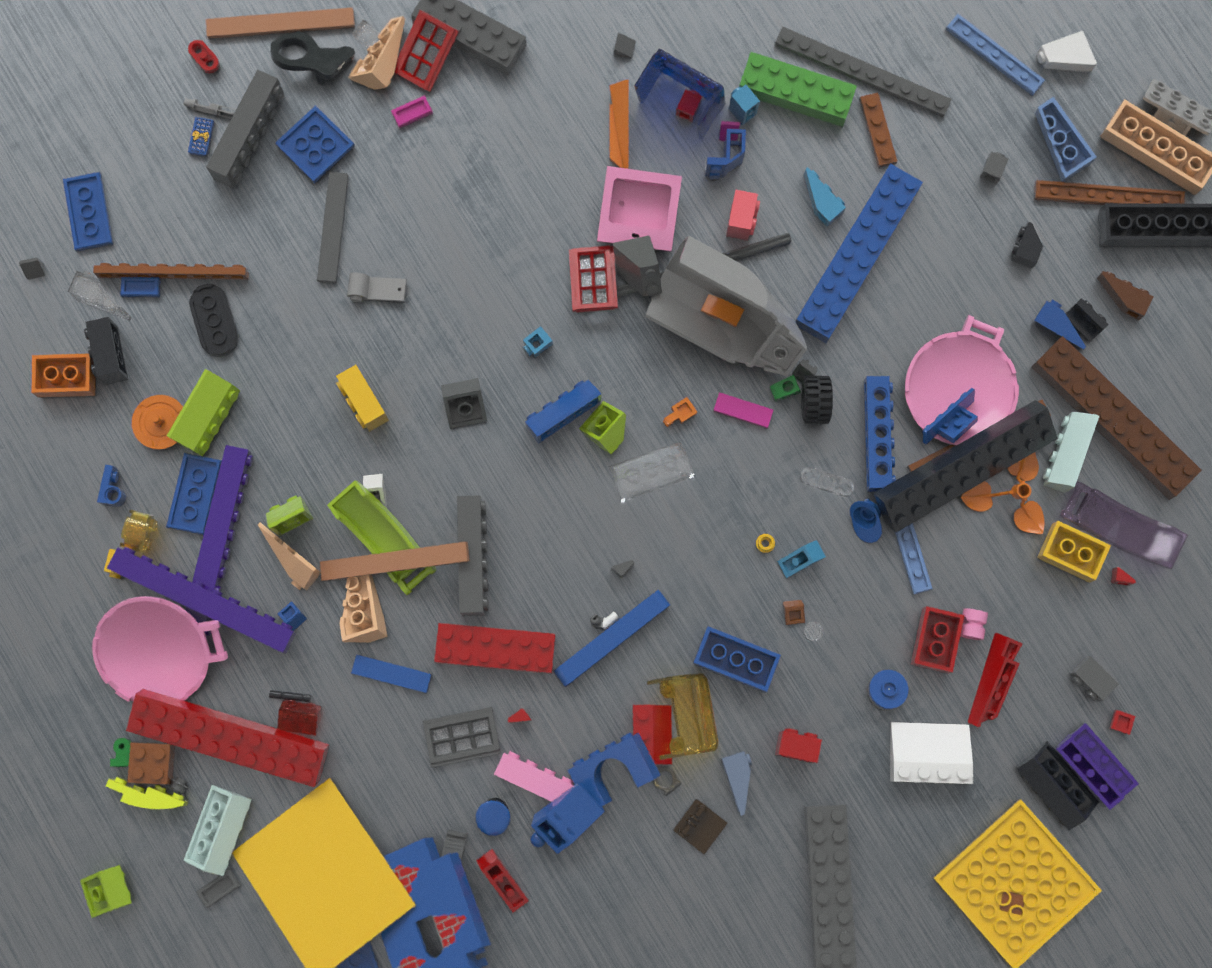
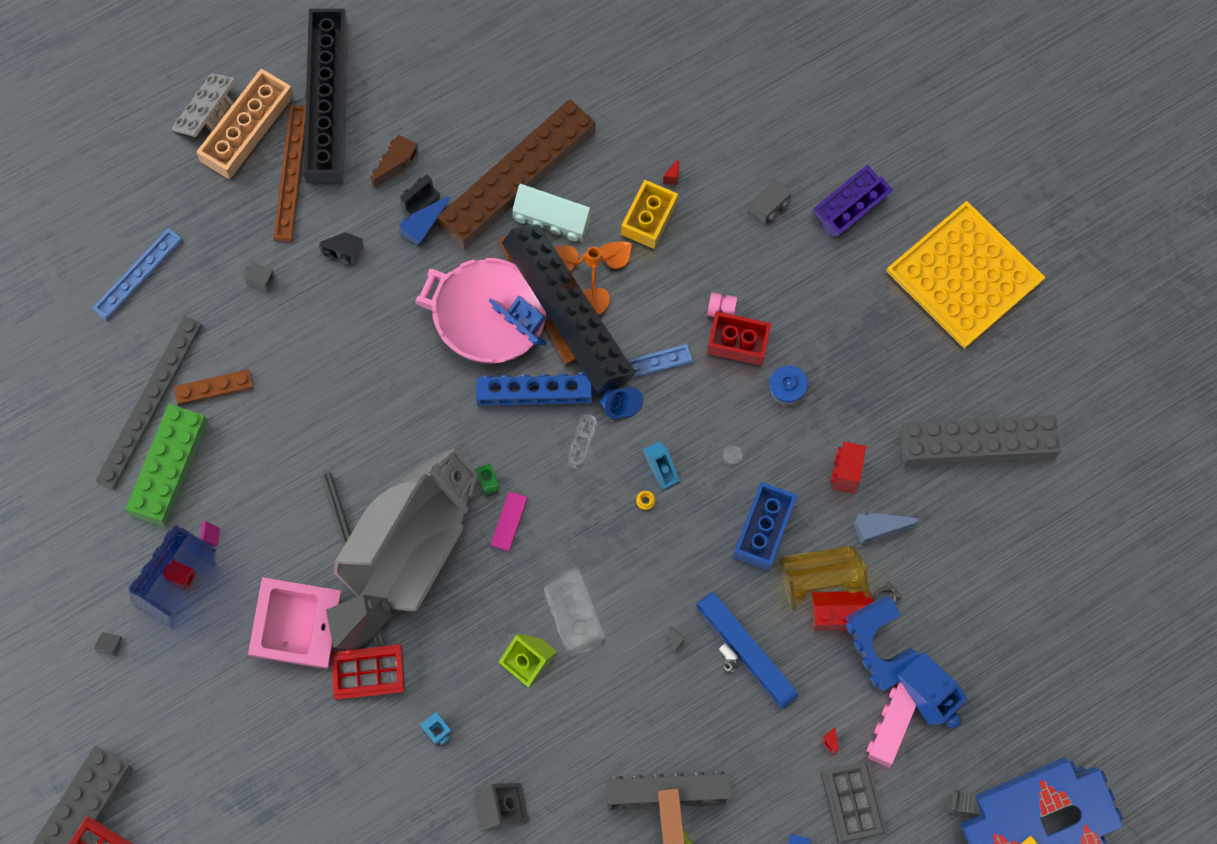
camera: 90 degrees left, 10 degrees down
(493, 817) = (933, 766): blue piece -> none
(495, 648) = (762, 767): red brick -> none
(502, 880) = (995, 756): red slope -> none
(563, 411) = (511, 700): blue slope -> none
(619, 124) = (198, 646): orange wedge -> none
(681, 411) = (511, 581): orange plate -> none
(700, 826) = (929, 563): dark brown hinge -> none
(719, 167) = (237, 532): blue piece -> none
(722, 310) = (404, 540): orange slope -> none
(741, 219) = (304, 518): coral brick -> none
(743, 104) = (182, 515): dark azure brick -> none
(794, 612) = (713, 473): dark orange slope -> none
(804, 369) = (472, 457): dark grey tile -> none
(817, 399) = (501, 445): black tyre -> none
(824, 202) = (288, 441): dark azure slope -> none
(858, 253) = (346, 406): blue brick -> none
(930, 753) = (848, 348): white slope -> none
(995, 679) = (774, 289): red wedge -> none
(1016, 899) = (980, 274): dark orange slope -> none
(1058, 786) = (872, 235): black slope -> none
(1063, 140) = (234, 211): medium blue wedge -> none
(1067, 53) = (142, 204): white slope -> none
(1122, 722) = (809, 178): red plate -> none
(1124, 527) = (625, 168): clear purple windscreen -> none

